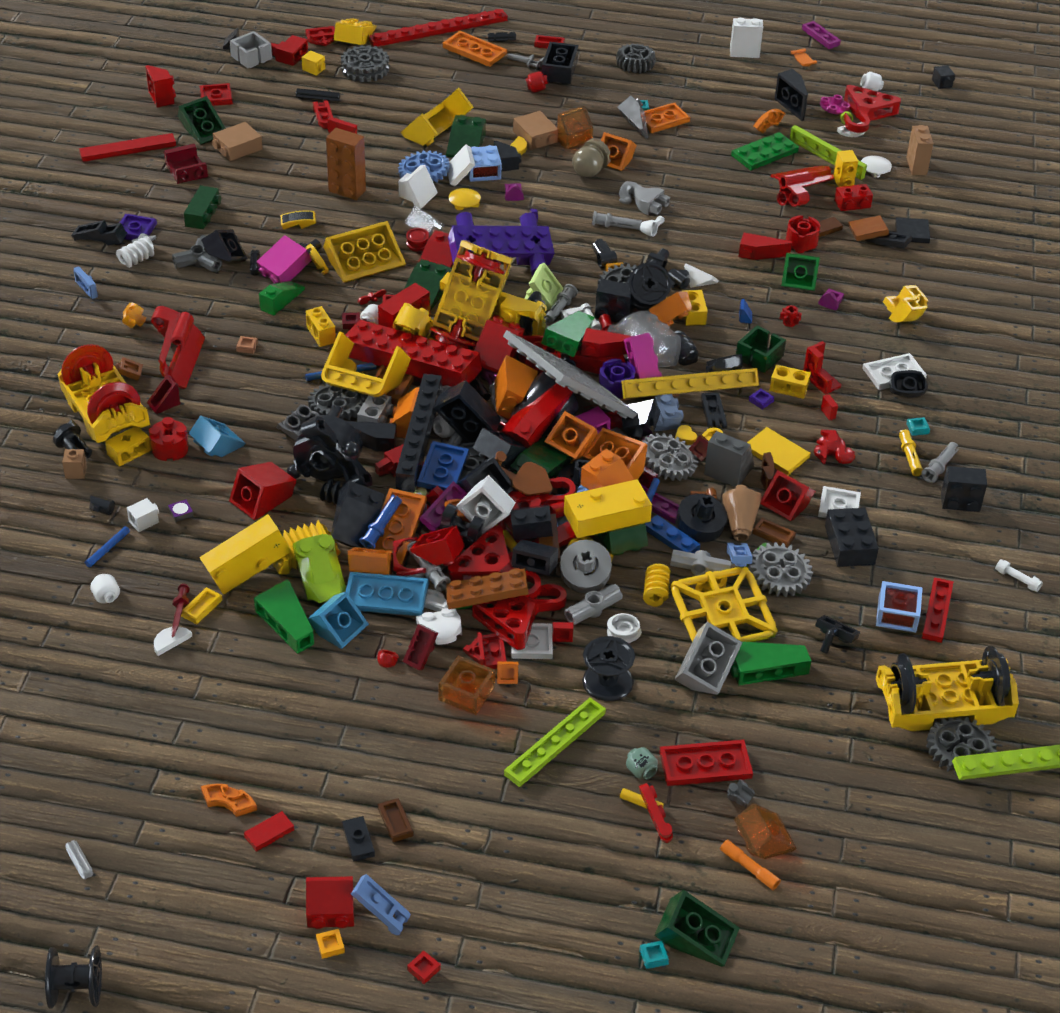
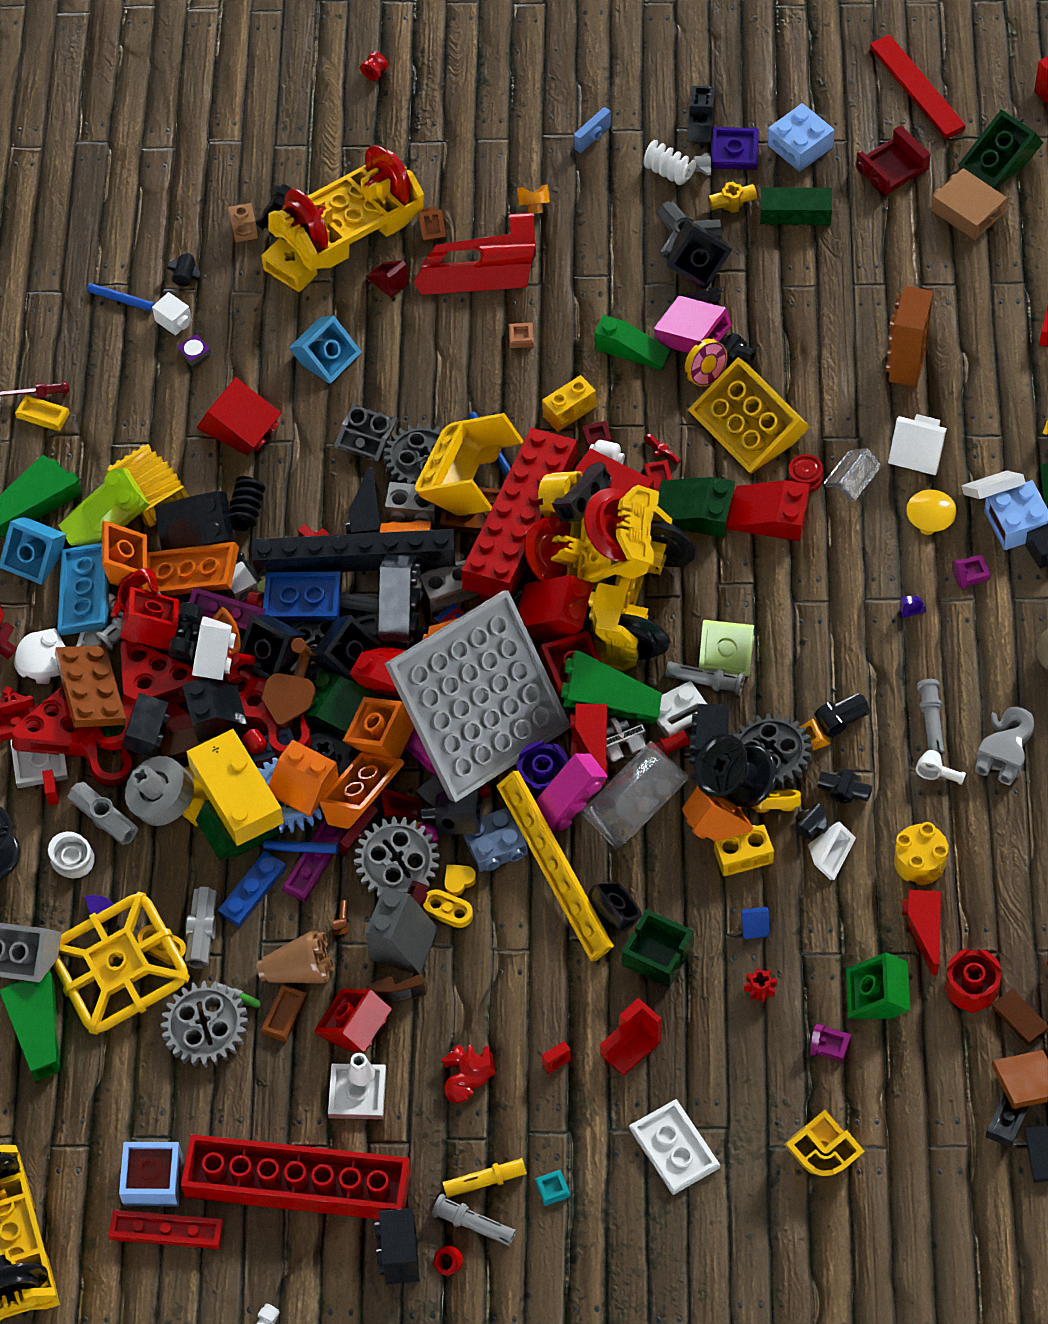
camera: 85 degrees right, 15 degrees up
(105, 588) = (47, 313): white head -> none
(146, 194) = (800, 137): none -> light blue piece
(169, 439) = (304, 300): red brick -> none
(180, 232) = (732, 197): none -> yellow axle
(245, 554) = (97, 424): yellow brick -> none
(303, 218) = (808, 322): slope -> none
(329, 450) = (296, 464): black piece -> none
(376, 529) = (171, 548): blue pin -> none
(434, 307) = (573, 504): none -> black leg
(435, 163) = (971, 432): medium blue gear -> none
(527, 242) = (793, 571): dark purple piece -> none
(656, 584) = (149, 879): yellow piece -> none
(671, 619) = (97, 903): none -> dark purple tile
(689, 352) = (646, 850): black piece -> none
(703, 509) = (270, 901): black piece -> none
(712, 239) = (921, 853): none -> yellow brick
(713, 410) = (514, 906): black hinge -> none
(739, 554) = (213, 966): medium blue plate -> none
(761, 399) = (563, 968): dark purple tile -> none
(785, 454) = (451, 1000): yellow tile -> none
(790, 381) = (598, 998): yellow brick -> none
(831, 491) = (360, 1070): none -> white cone
(835, 628) = (104, 1103): black plate -> none
(851, 537) = (282, 1106): black brick -> none
(908, 383) = (629, 1161): black piece -> none
(908, 530) = (294, 1177): none -> red brick

